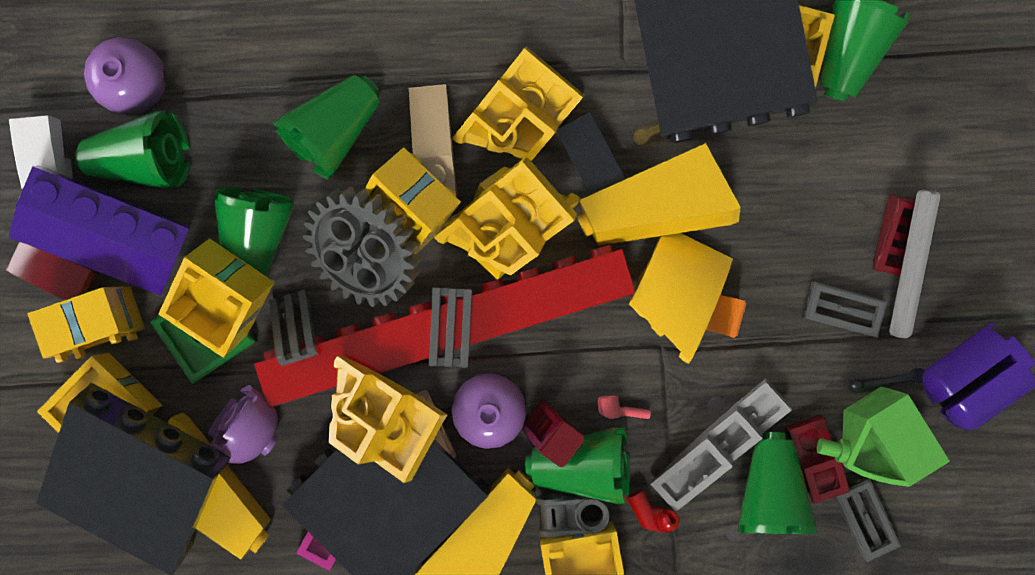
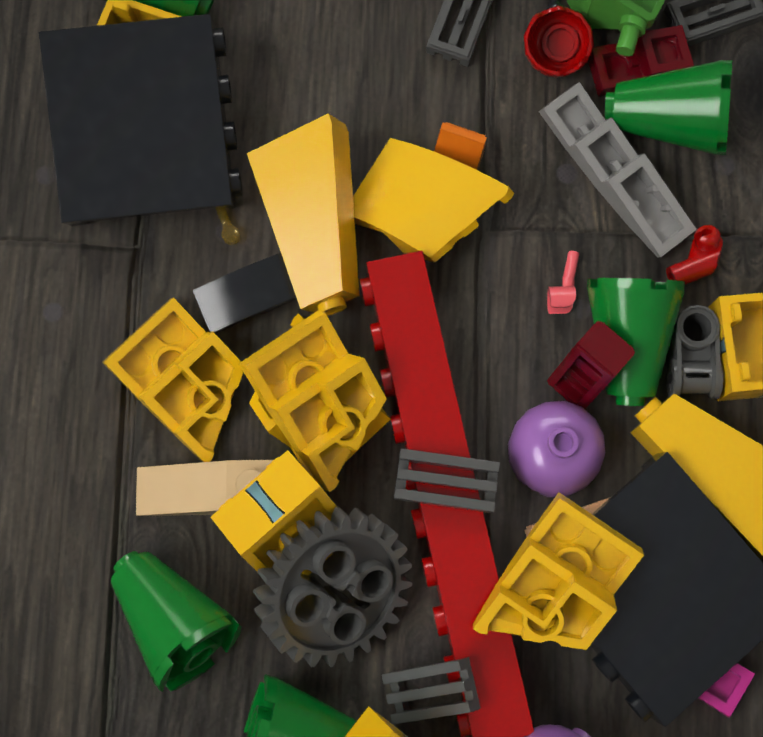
camera: 80 degrees left, 10 degrees down
(825, 390) = (558, 41): none -> red hair

